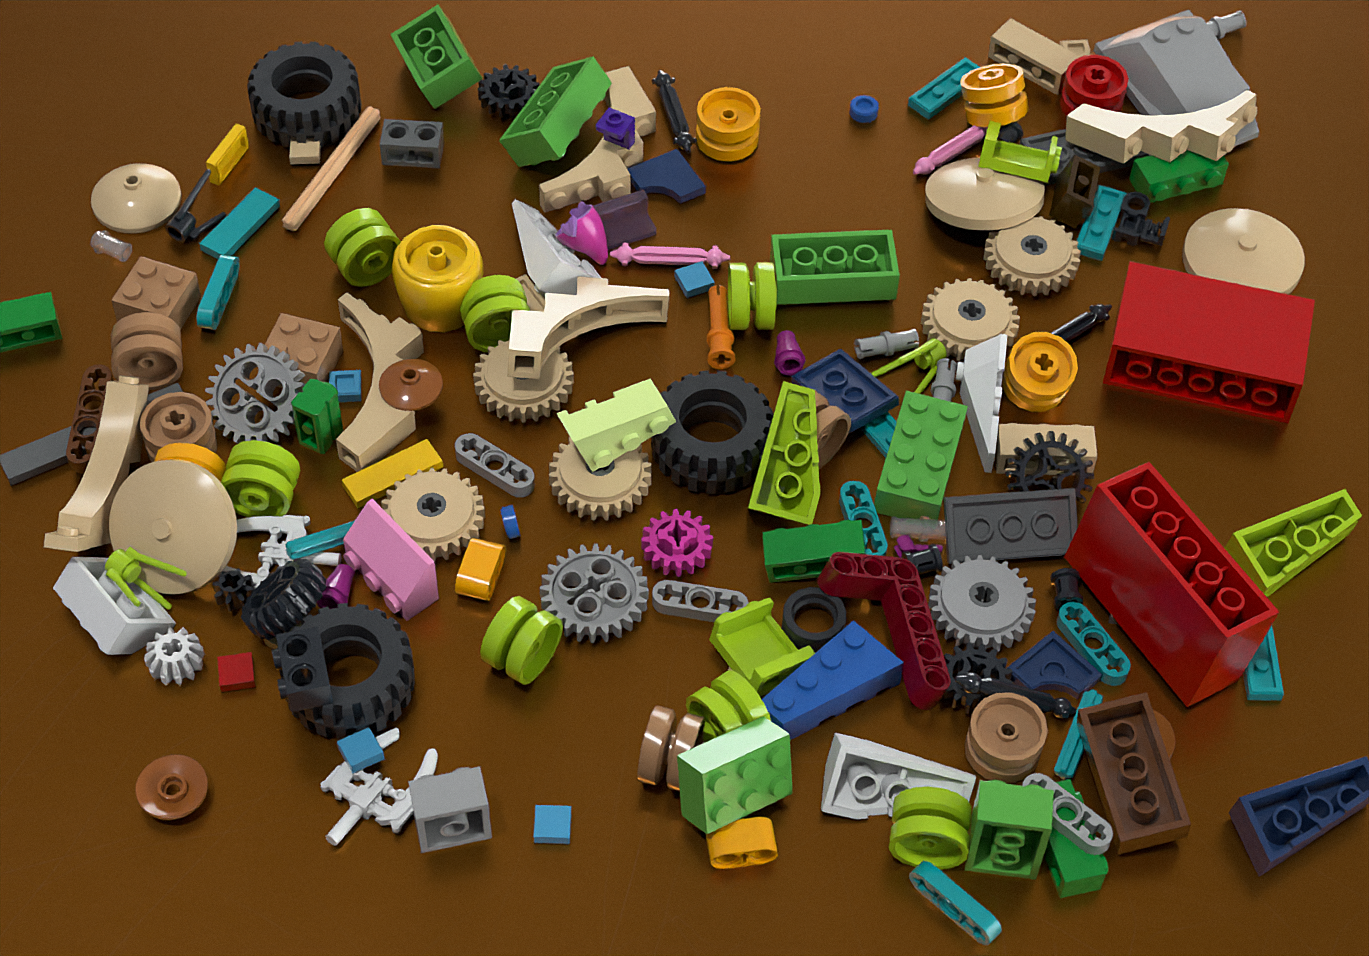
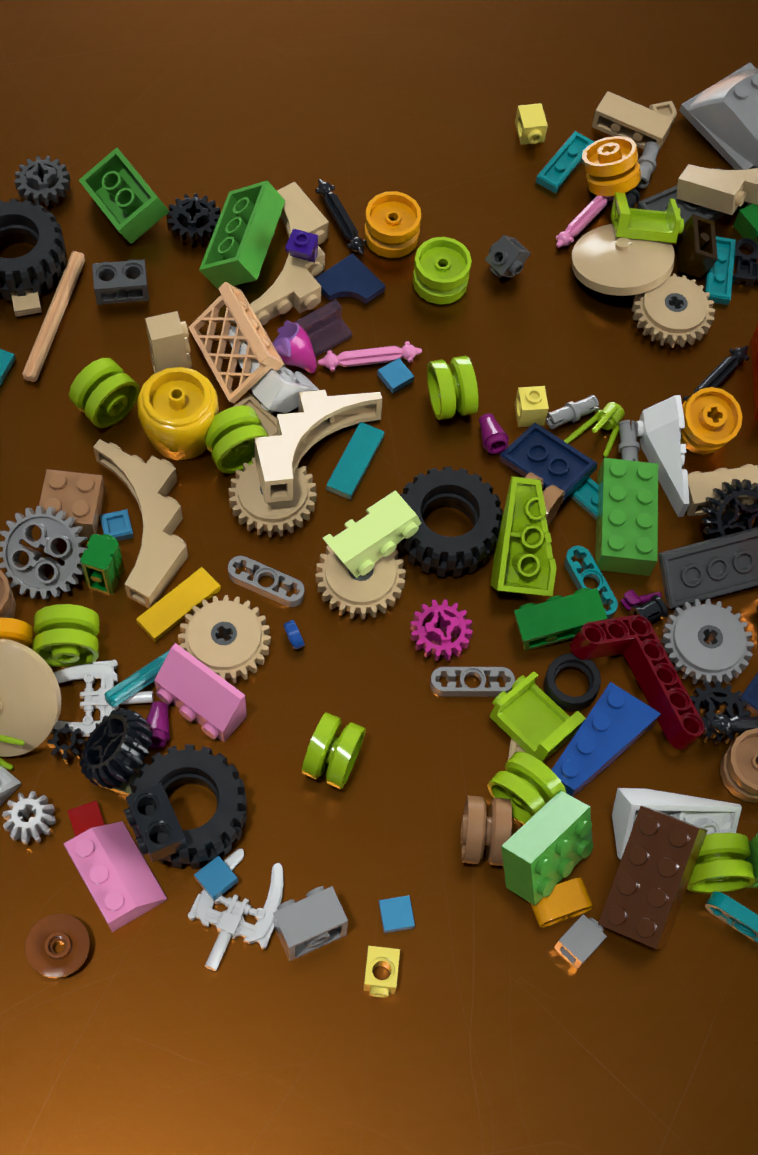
camera: 15 degrees left, 10 degrees up
(252, 727) = (115, 873): none -> bright pink slope
(354, 32) = (30, 178): none -> dark grey gear
(407, 393) = (178, 530): dark orange dish -> none
(441, 198) = (168, 341): none -> tan brick
(480, 569) = (278, 684): light orange beam -> none
(519, 861) = (381, 957): none -> light yellow brick
(536, 205) = (247, 329): none -> light nougat fence
(595, 592) = (364, 671): light grey gear -> none
(626, 358) = (355, 460): none -> teal tile
(720, 336) = (431, 427): orange pin -> none
(753, 886) = (580, 941): none -> light grey brick
(771, 177) = (441, 270): none -> lime wheel
(835, 266) = (516, 346): bright green brick -> none
(839, 329) = (531, 406): none -> light yellow brick
(847, 824) = (652, 877): none -> reddish brown brick
(851, 173) = (507, 257): none -> dark grey brick
(864, 109) = (501, 191): blue tile -> none
(915, 43) = (531, 123): none -> light yellow brick
(918, 528) = (638, 581): clear pin -> none
(968, 315) = (636, 377): tan gear -> none
(1040, 101) = (648, 163): none -> light grey pin
(1095, 82) = (689, 142): red wheel -> none

